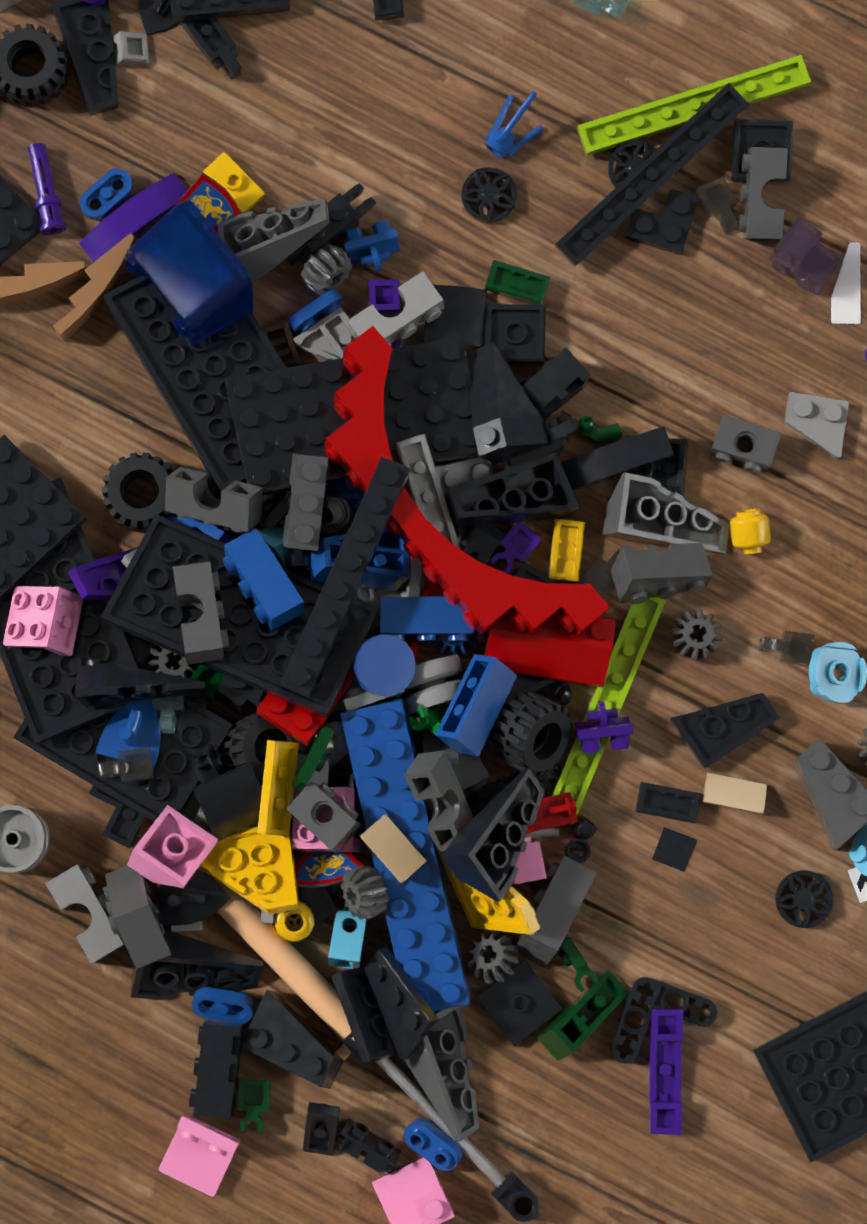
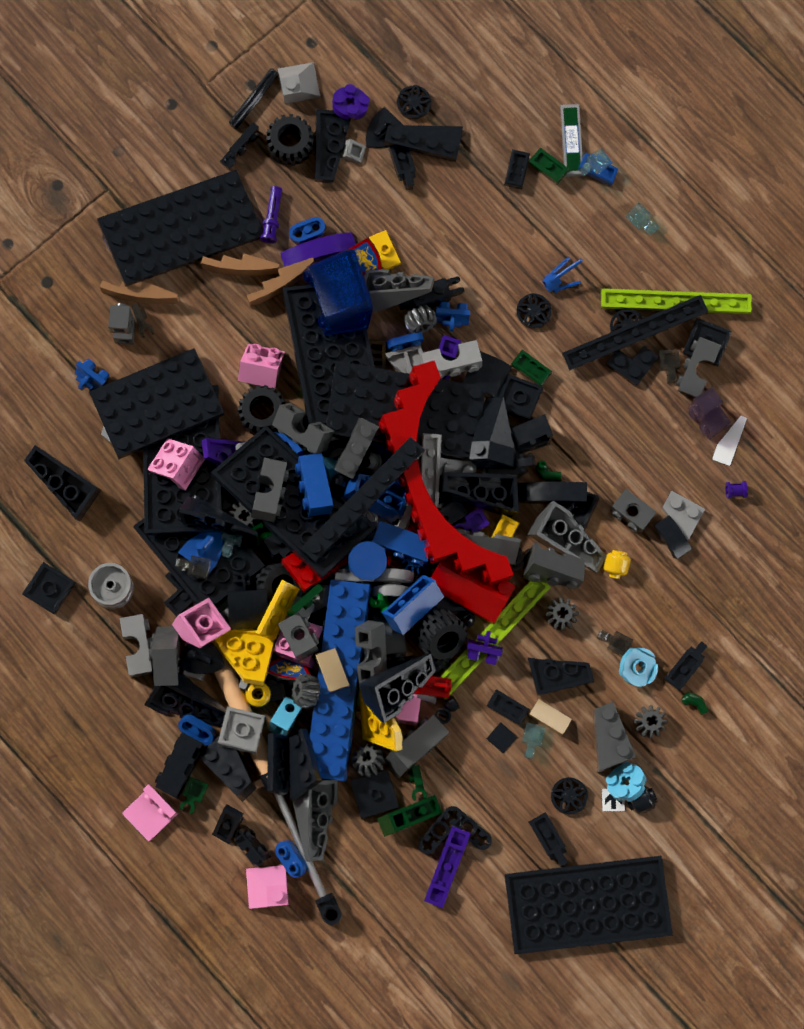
camera: 20 degrees right, 5 degrees down
(114, 424) = (261, 365): none -> bright pink slope
(290, 985) = (241, 730): none -> light grey plate
(568, 569) = (499, 544): none -> dark grey wedge
(719, 831) = (532, 737): none -> clear light blue plate
(798, 973) = (549, 838): none -> black hinge
(818, 460) = (672, 536): none -> black slope

